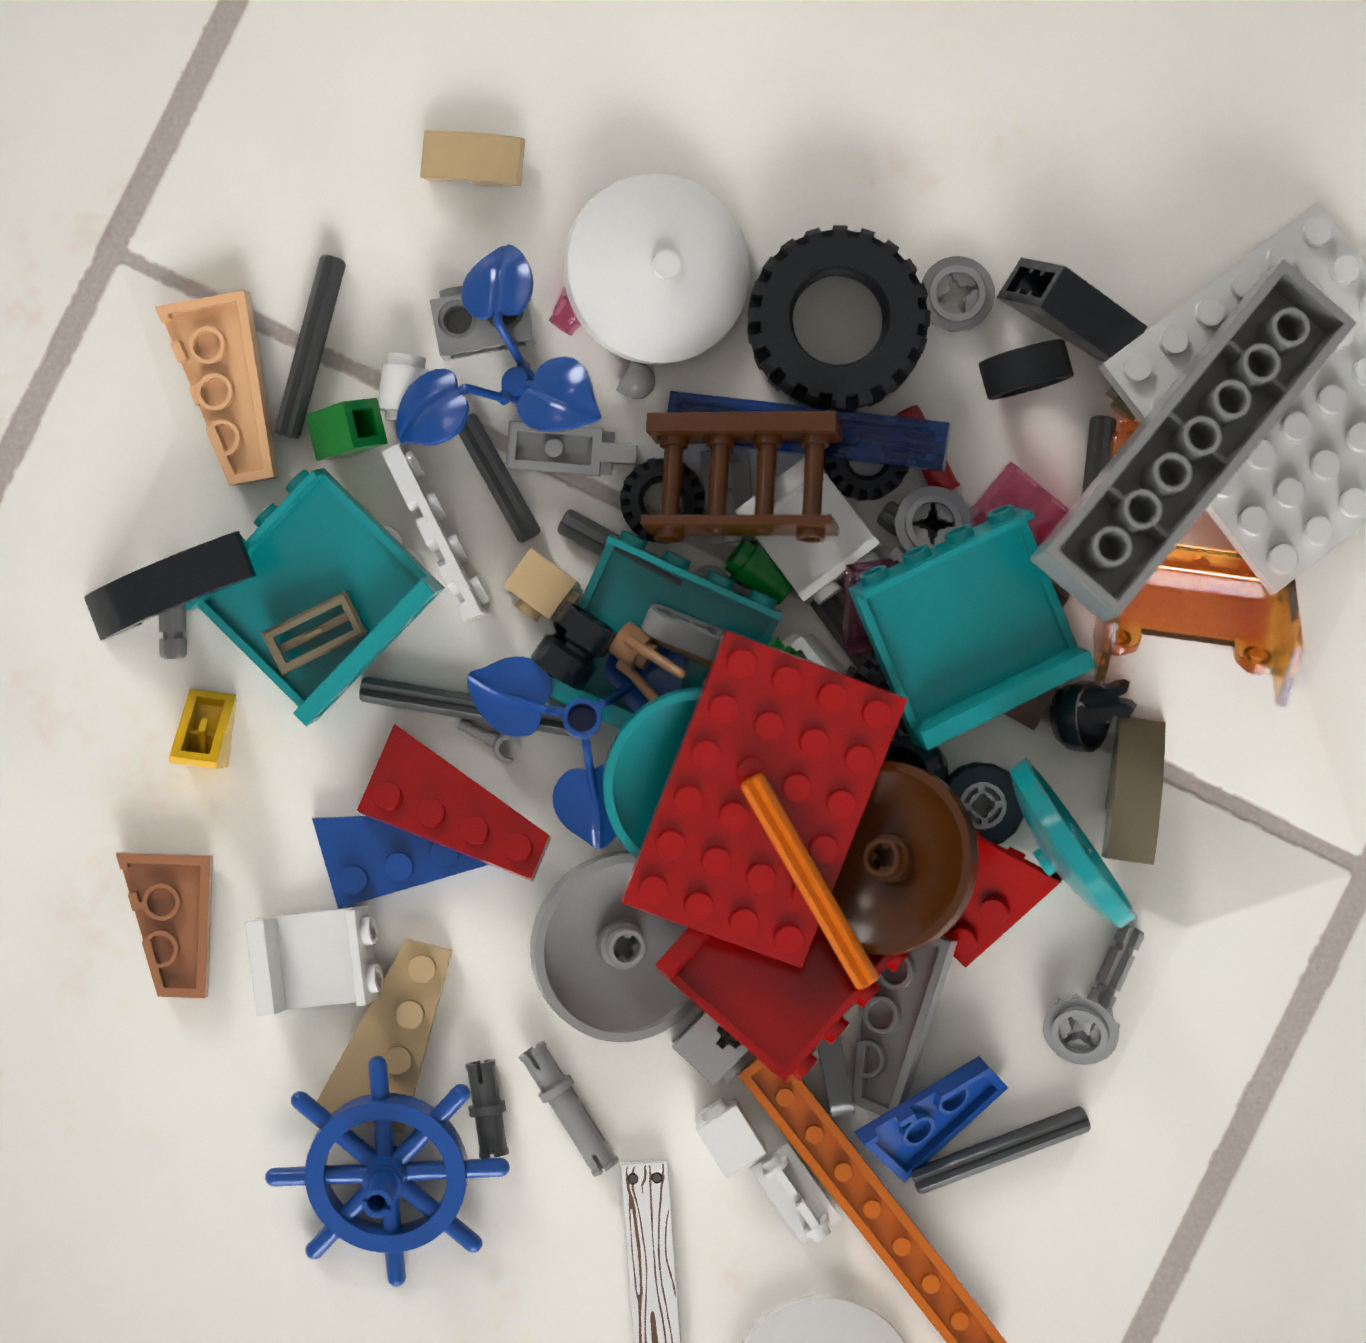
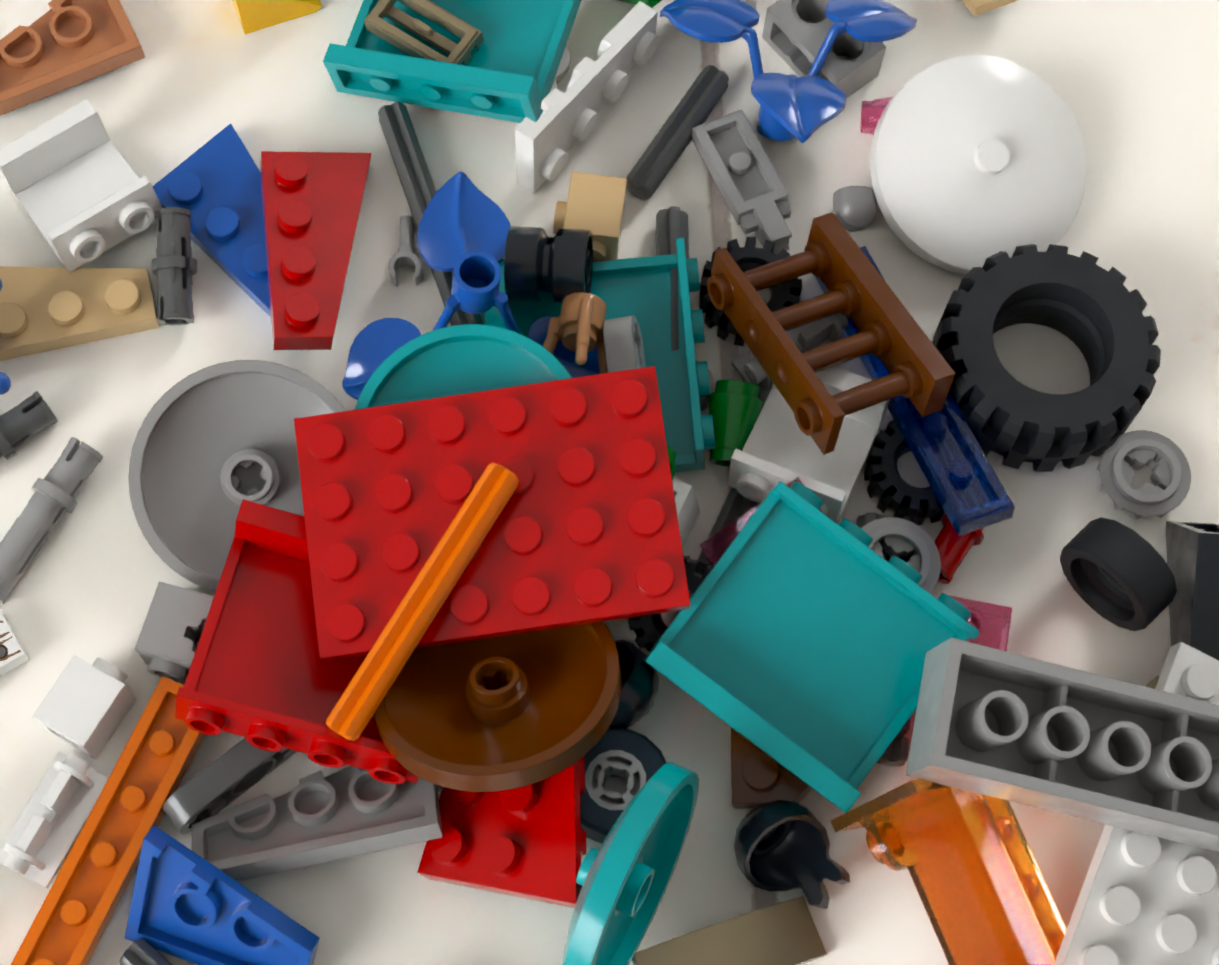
camera: 55 degrees right, 20 degrees down
(417, 919) = (174, 266): none -> dark grey pin

